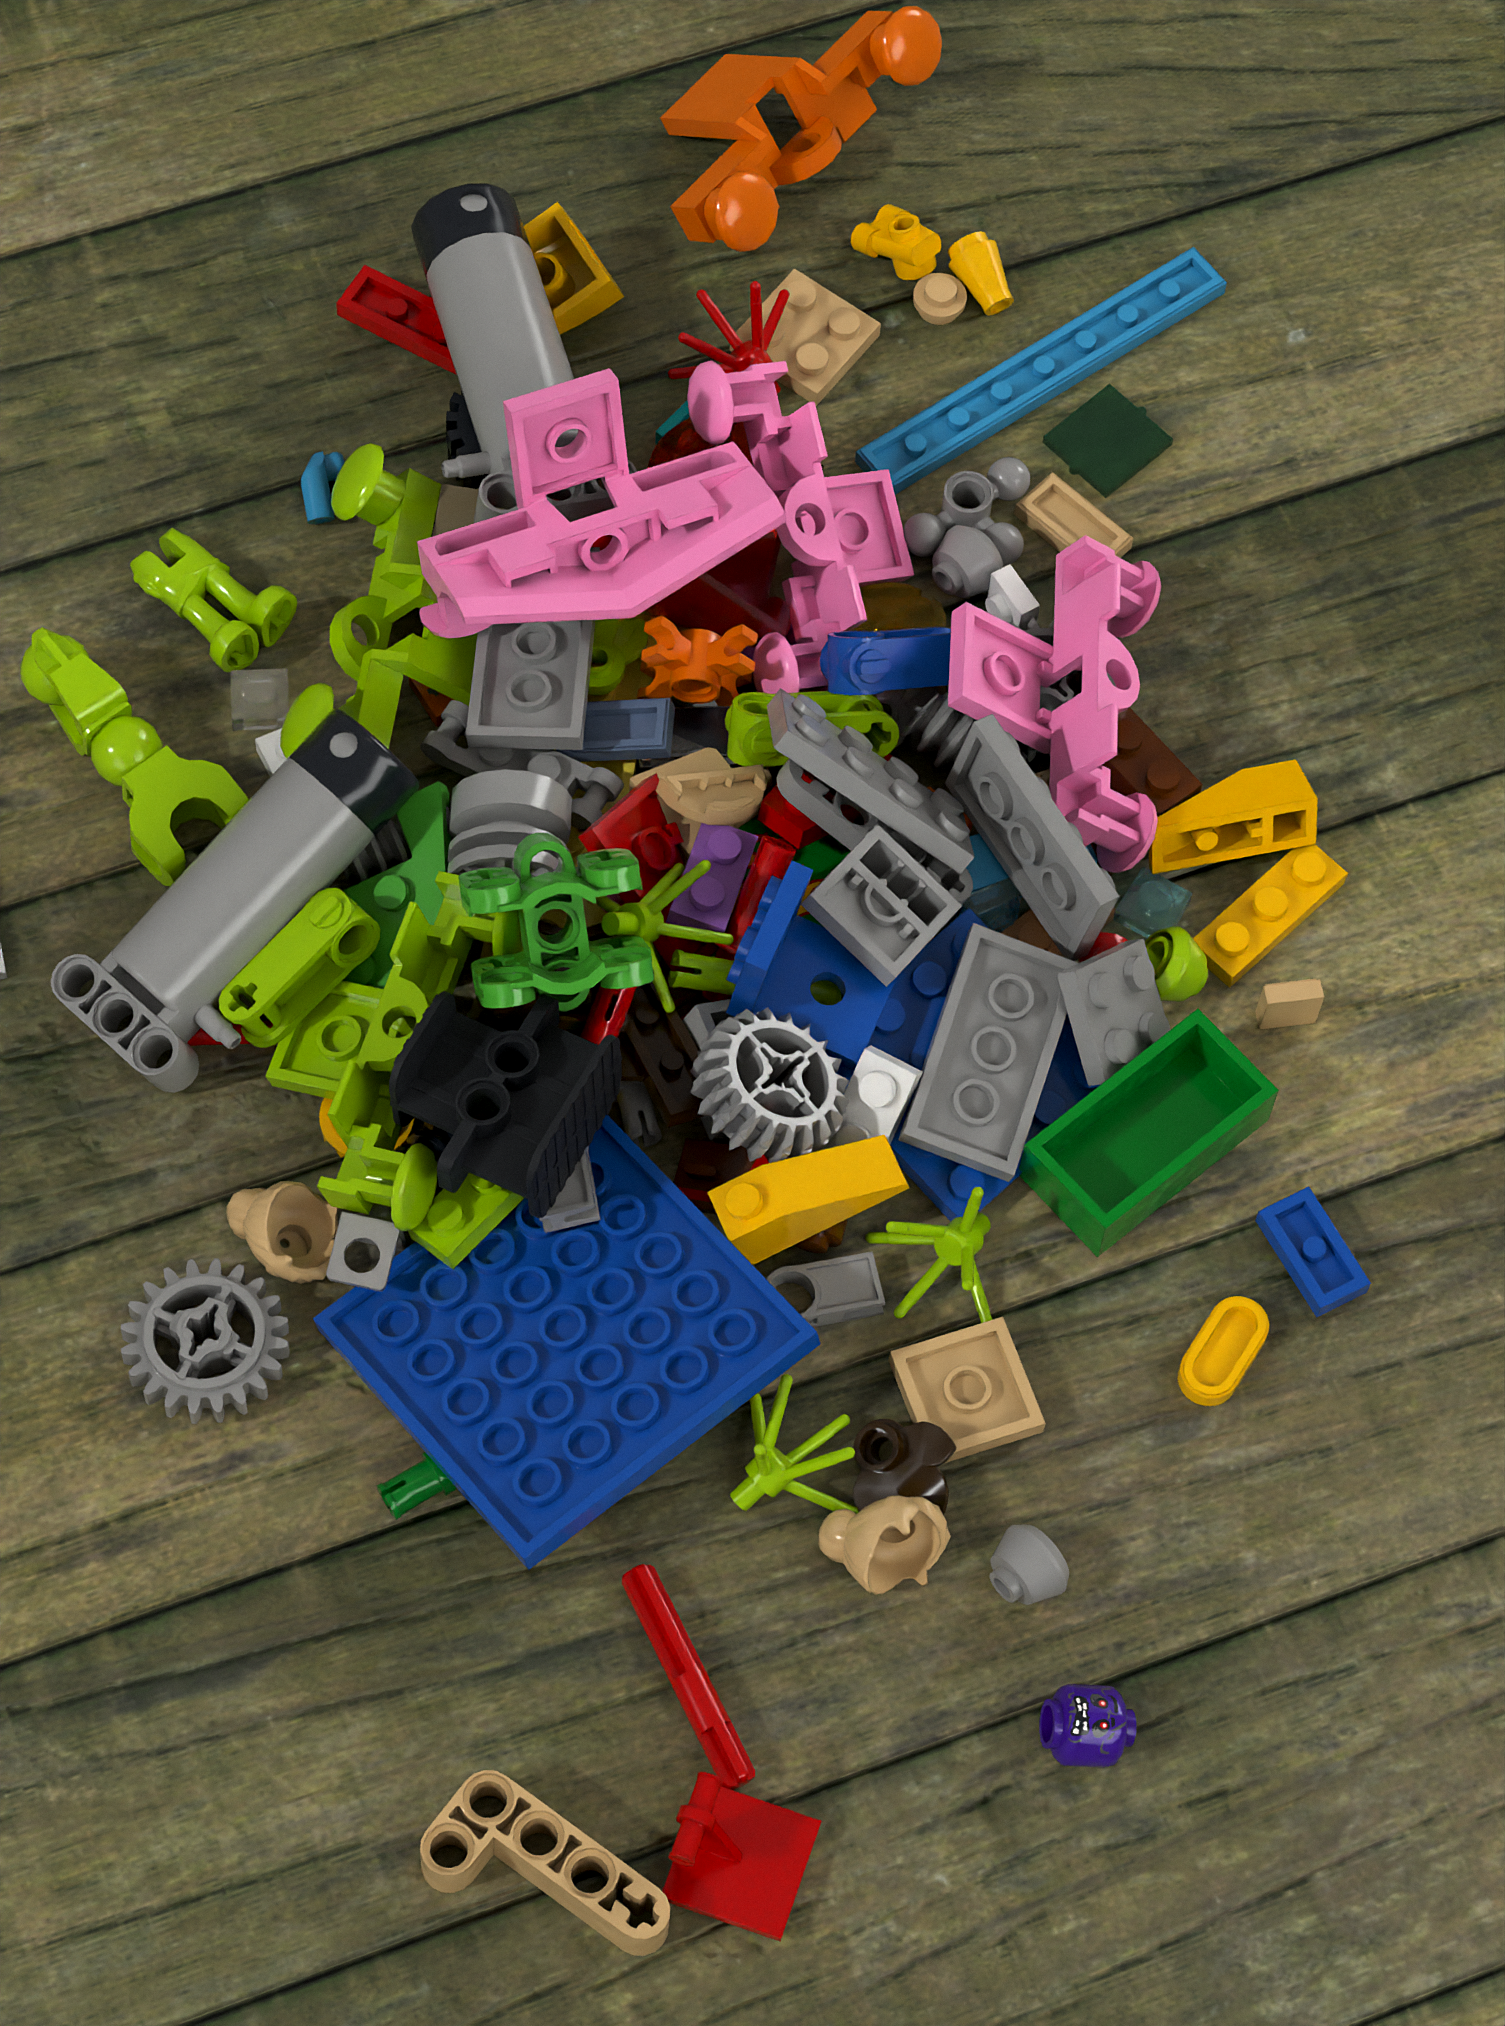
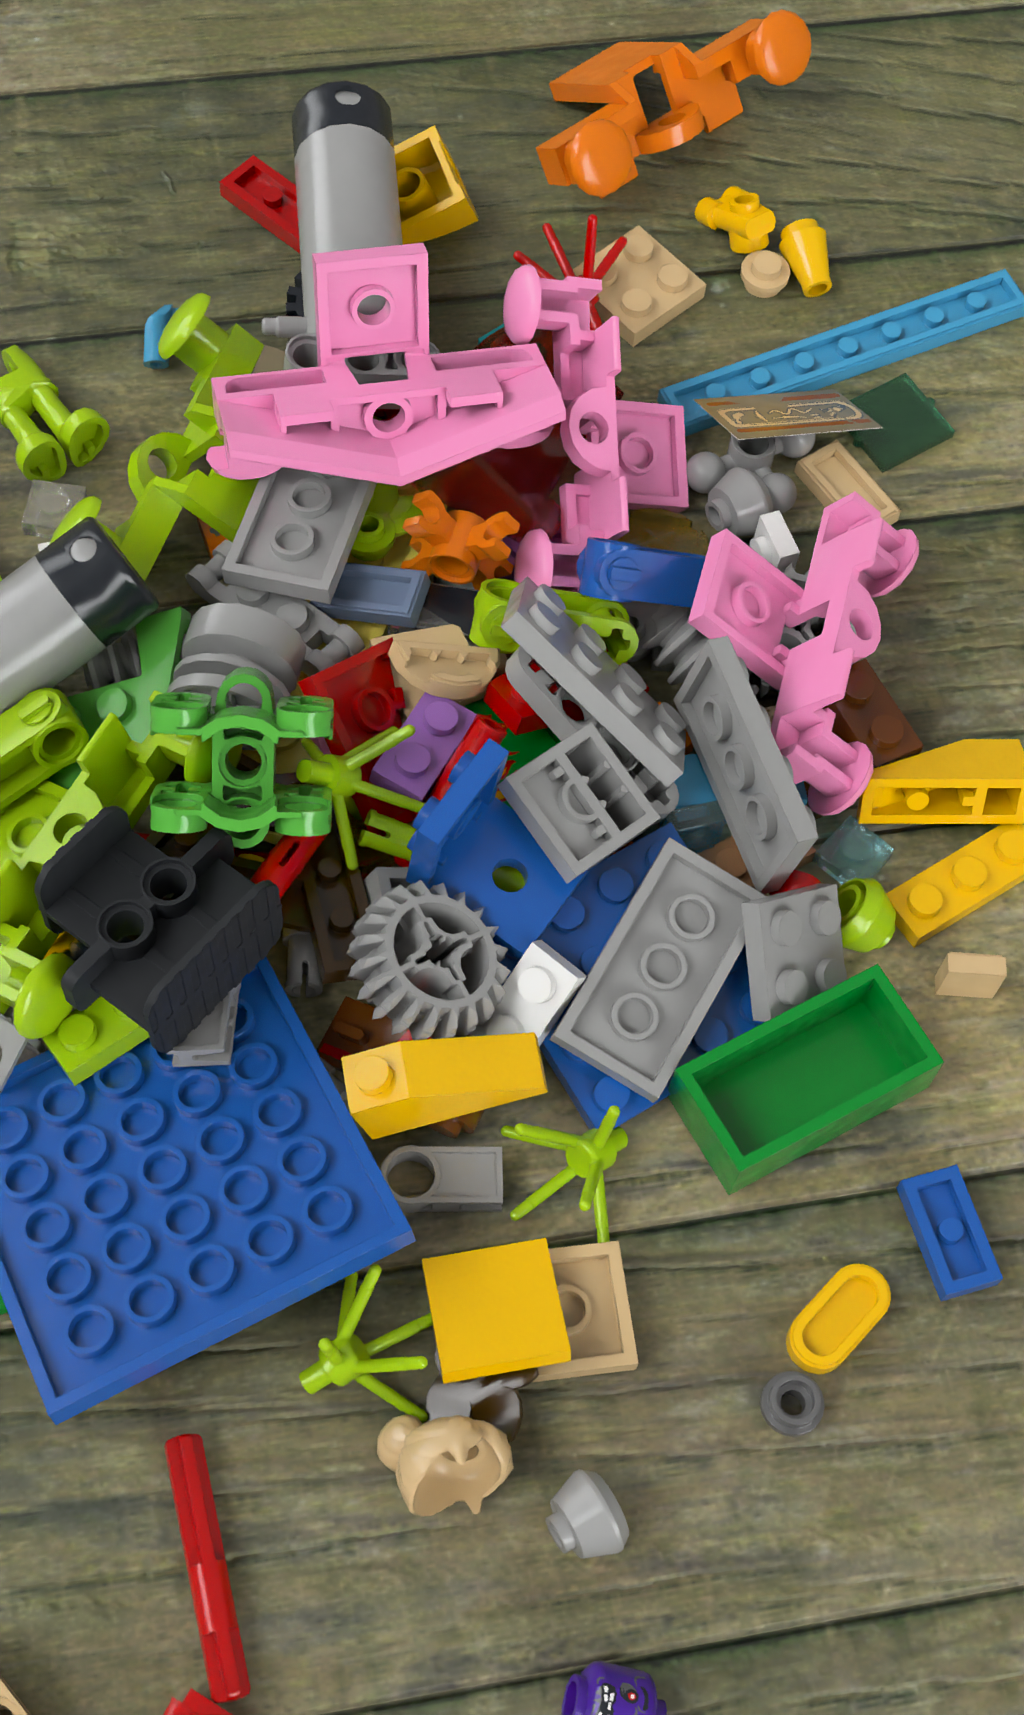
camera: 10 degrees right, 0 degrees up
(903, 1397) = (495, 1310): none -> yellow tile
(996, 456) = (786, 414): none -> dark tan sticker
(1200, 1419) = (802, 1388): none -> flat silver plate

